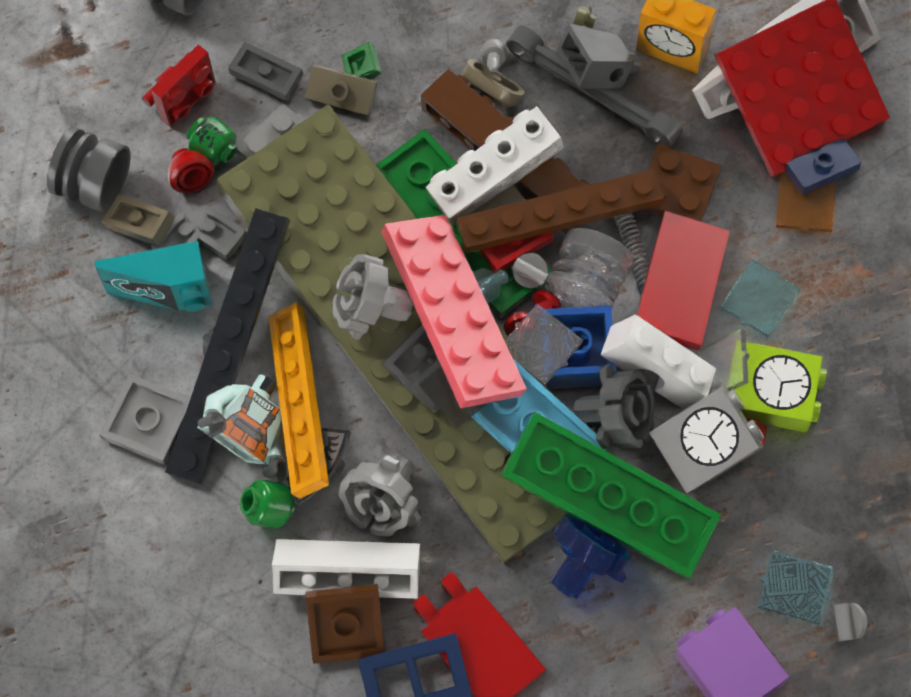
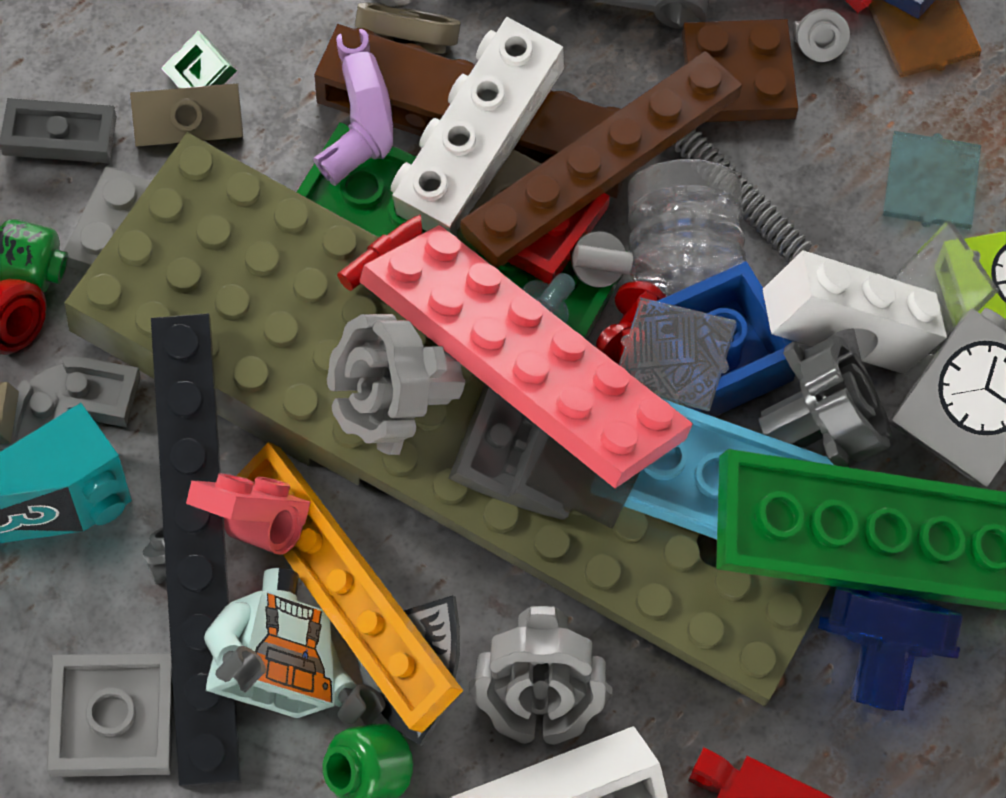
camera: 30 degrees left, 5 degrees down
(268, 340) = (253, 513): none -> coral plate
(417, 213) = (403, 233): none -> red piece
(439, 130) = (369, 114): none -> lavender arm
(683, 278) = (817, 185): tile -> none
(738, 183) = (822, 34): none -> light grey plate

